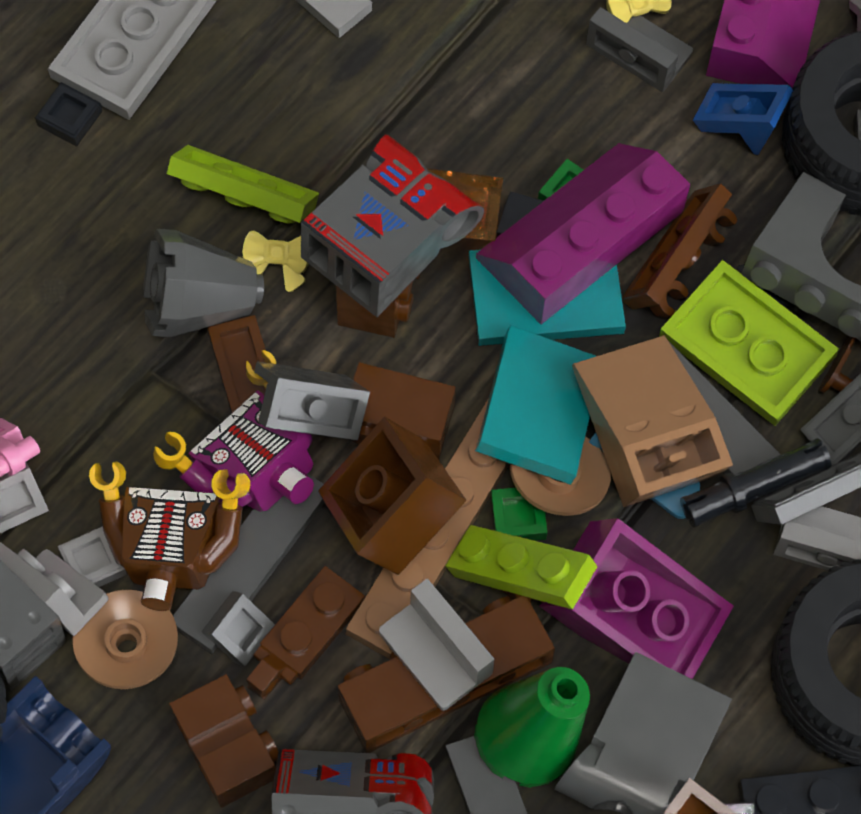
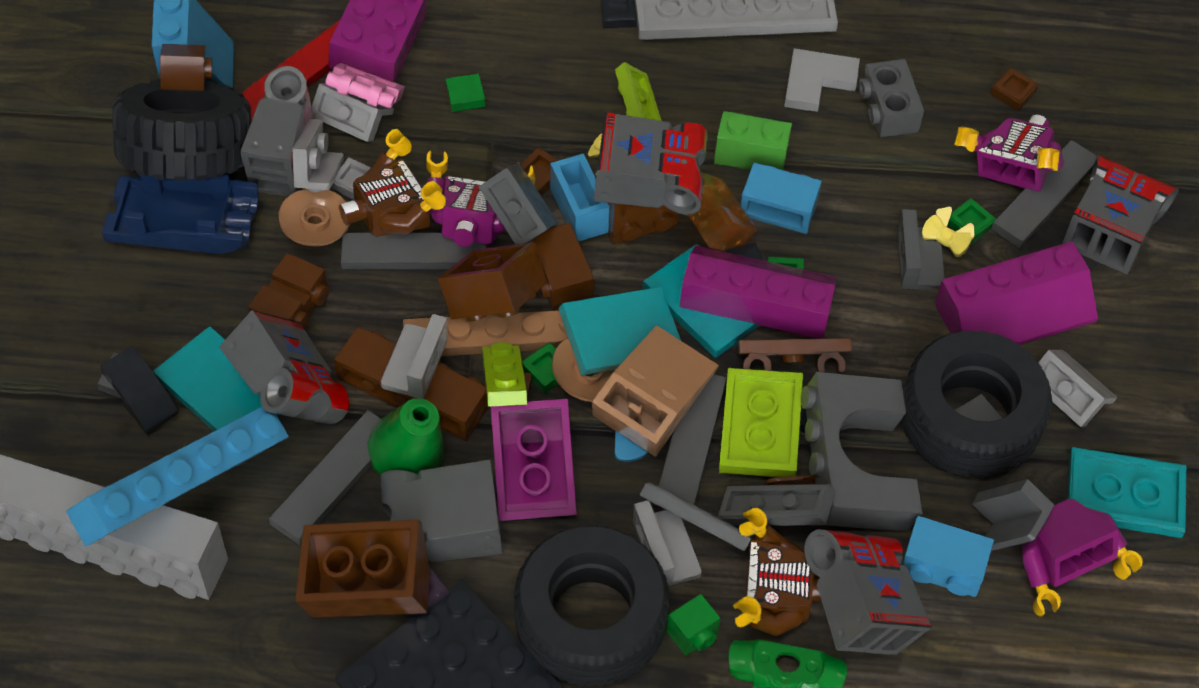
camera: 55 degrees right, 10 degrees down
(59, 355) = (465, 92): none -> green tile
(196, 284) = (554, 120): dark grey cone -> none
(238, 628) = (362, 267): dark grey tile -> none
(304, 632) = (384, 302): reddish brown hinge -> none
(323, 329) = (573, 191): none -> dark azure piece
(380, 102) = (751, 140): none -> bright green brick
(472, 124) = (780, 197): none -> dark azure piece
(737, 490) = (651, 468): black pin -> none
(744, 110) = (917, 329): blue slope -> none

